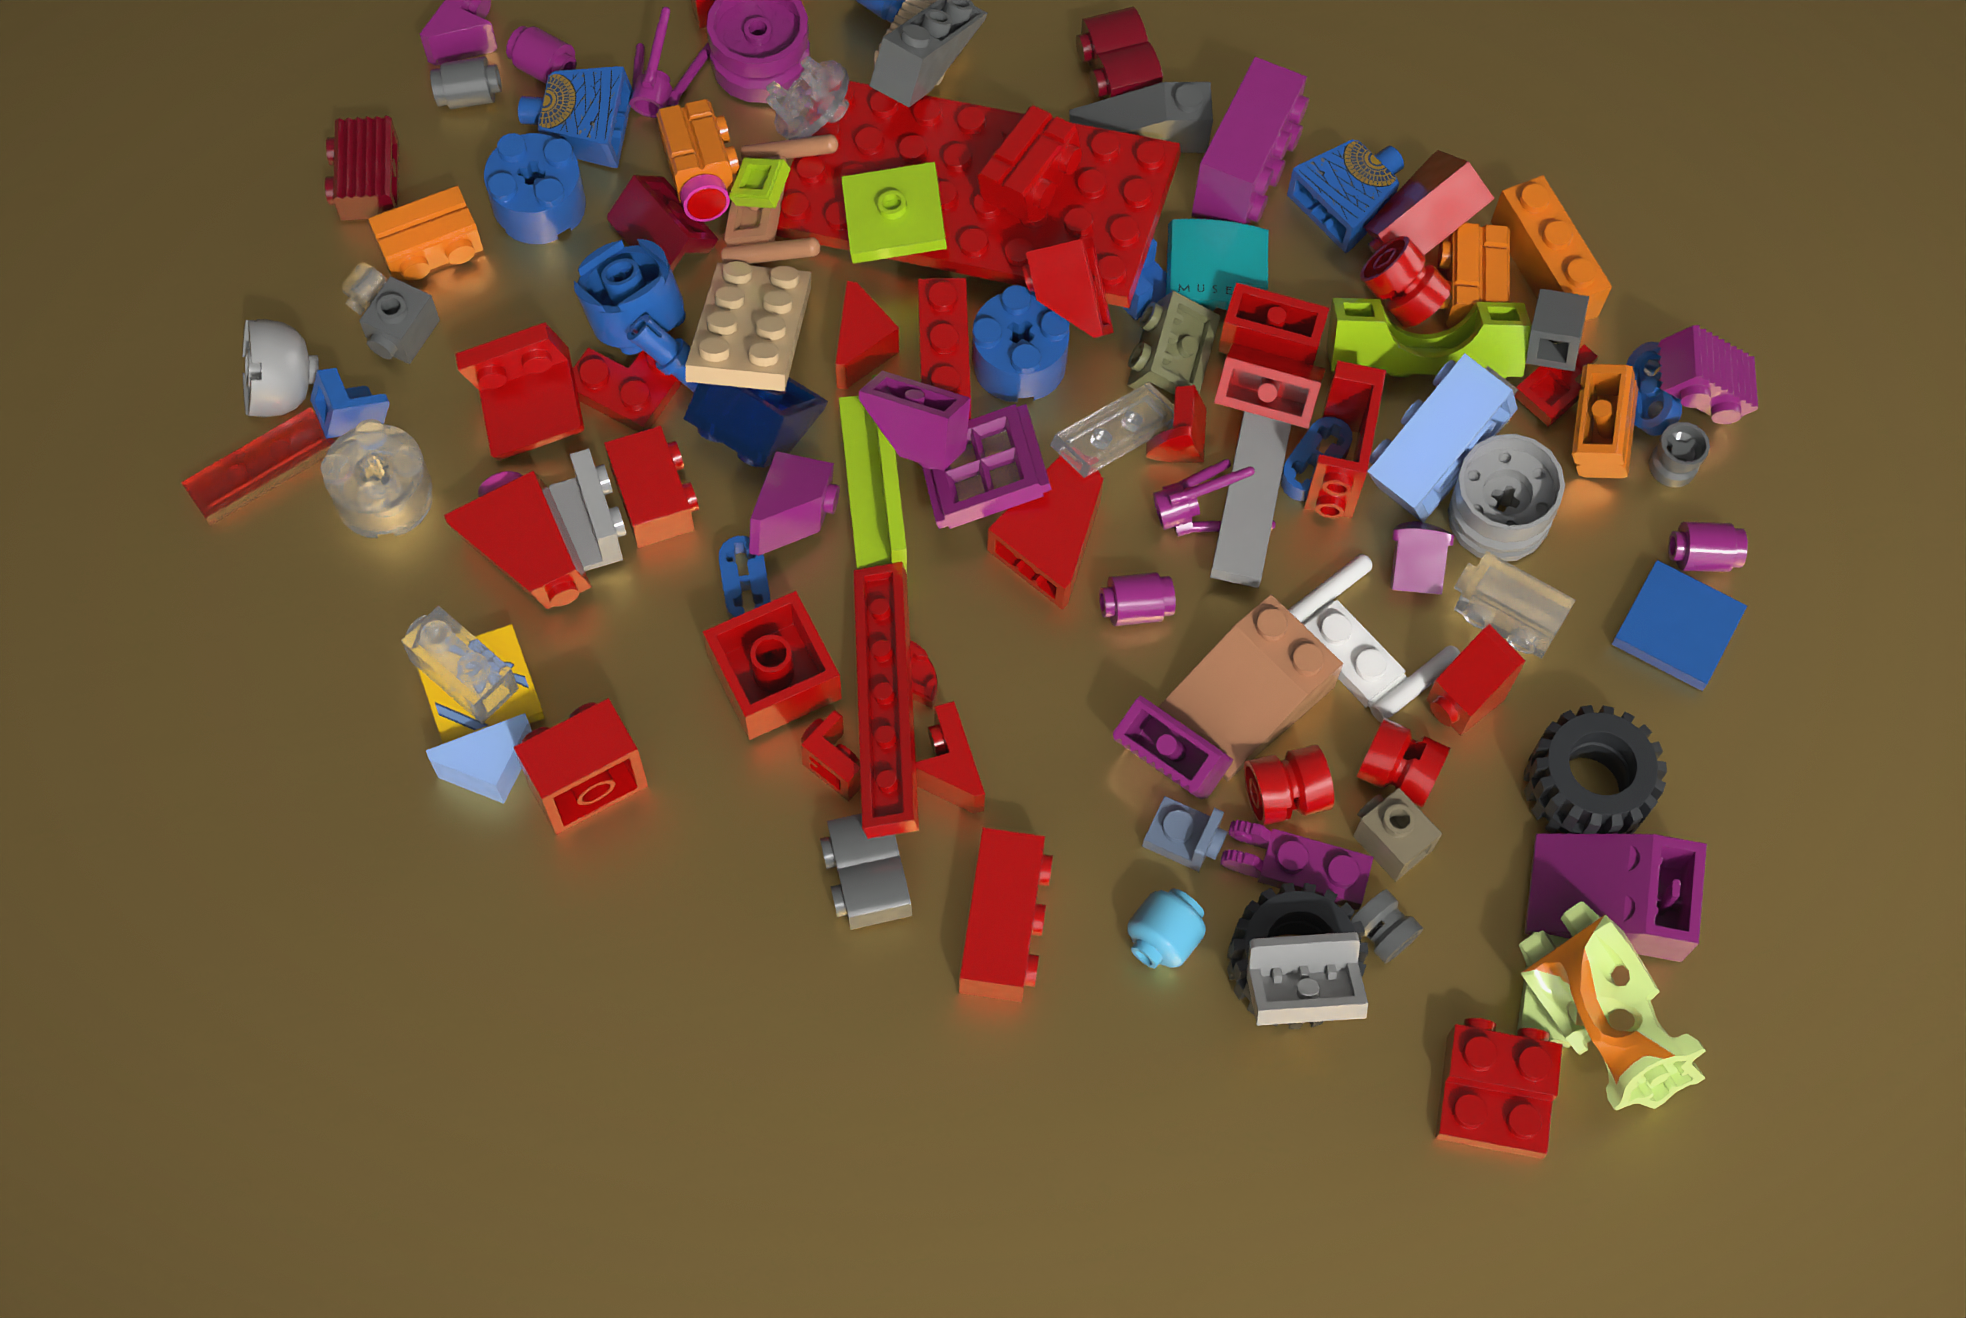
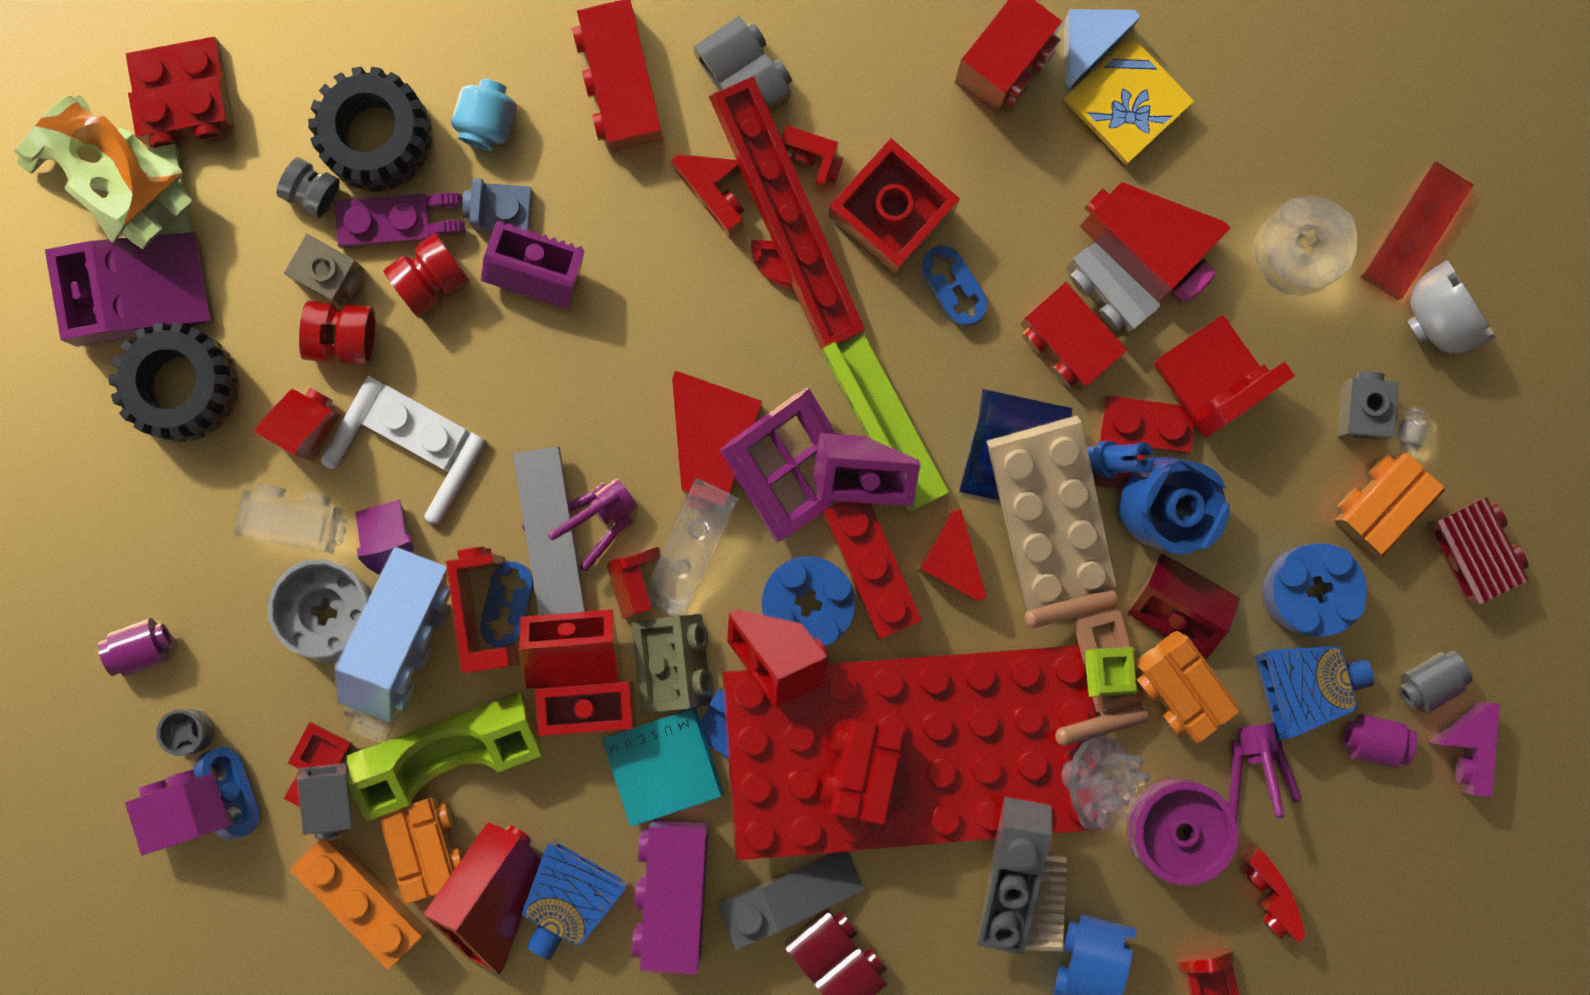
camera: 160 degrees right, 20 degrees up
(344, 408) = (1369, 308): blue panel -> none
(459, 664) = (1151, 97): clear brick -> none
(704, 198) = (1155, 638): tile -> none
(792, 502) = (942, 365): magenta slope -> none
(894, 212) = (973, 683): lime plate -> none
(1137, 599) = (613, 400): magenta brick -> none
(1254, 683) = (488, 354): nougat slope -> none
(1306, 979) = (347, 79): light grey bracket -> none
(1410, 287) = (480, 799): red wheel -> none
(1605, 421) = (258, 731): orange brick -> none
(1679, 625) = (142, 567): blue tile -> none

